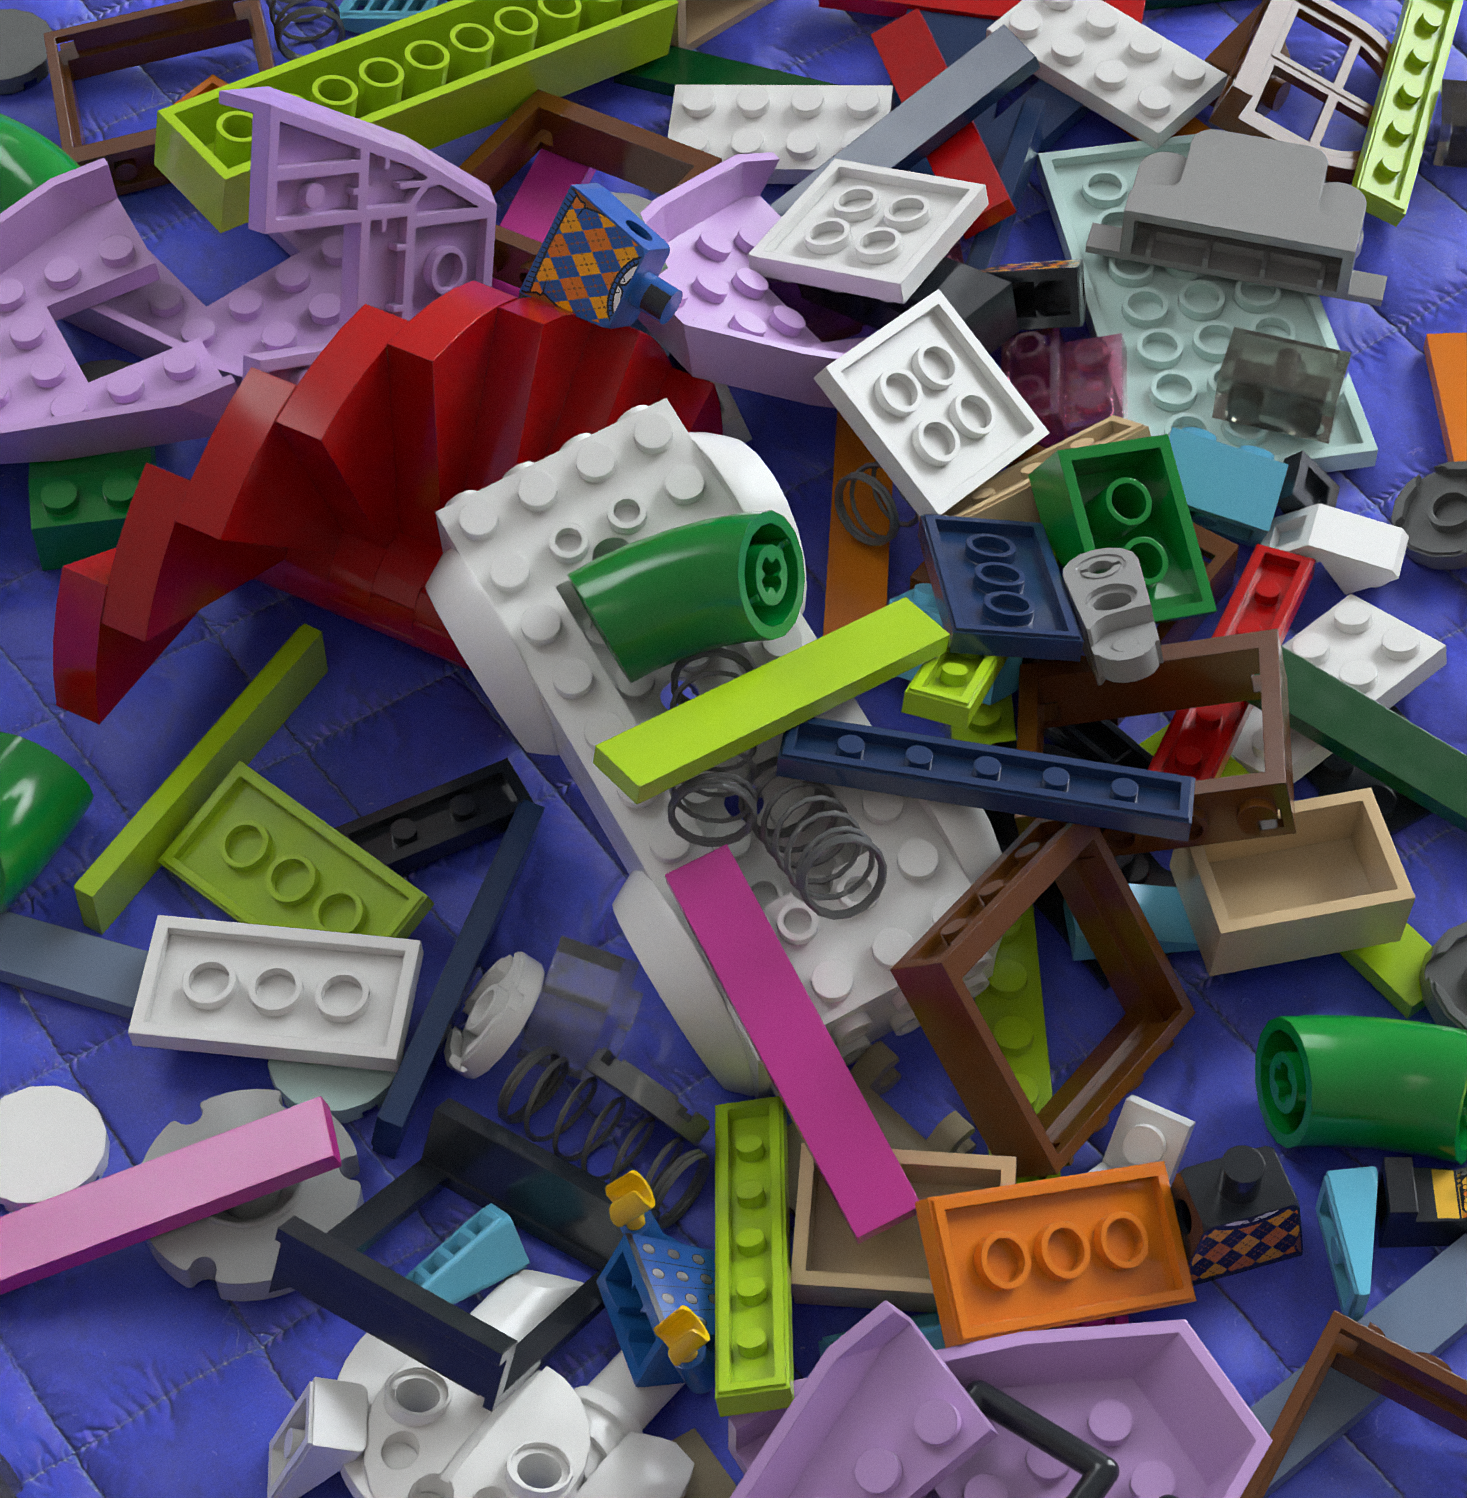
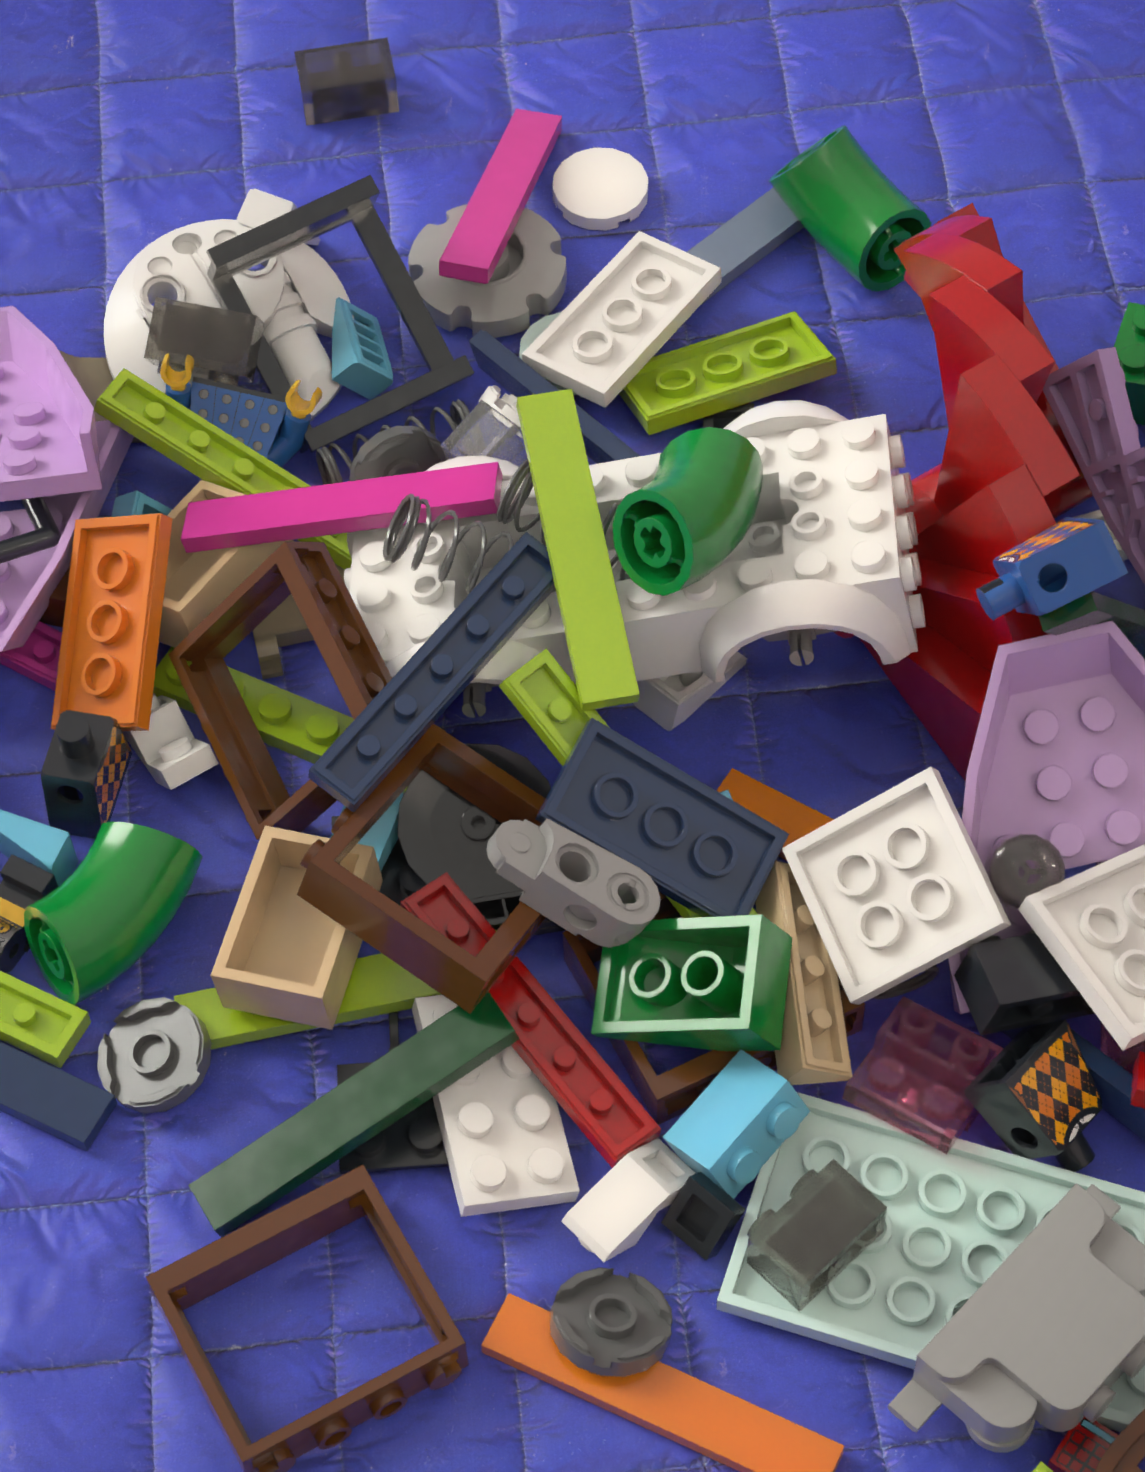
camera: 120 degrees right, 5 degrees up
(235, 736) = (853, 355): lime tile -> none
(596, 1365) = (219, 340): none -> clear smoke brick
(854, 311) = (1011, 854): none -> clear smoke head

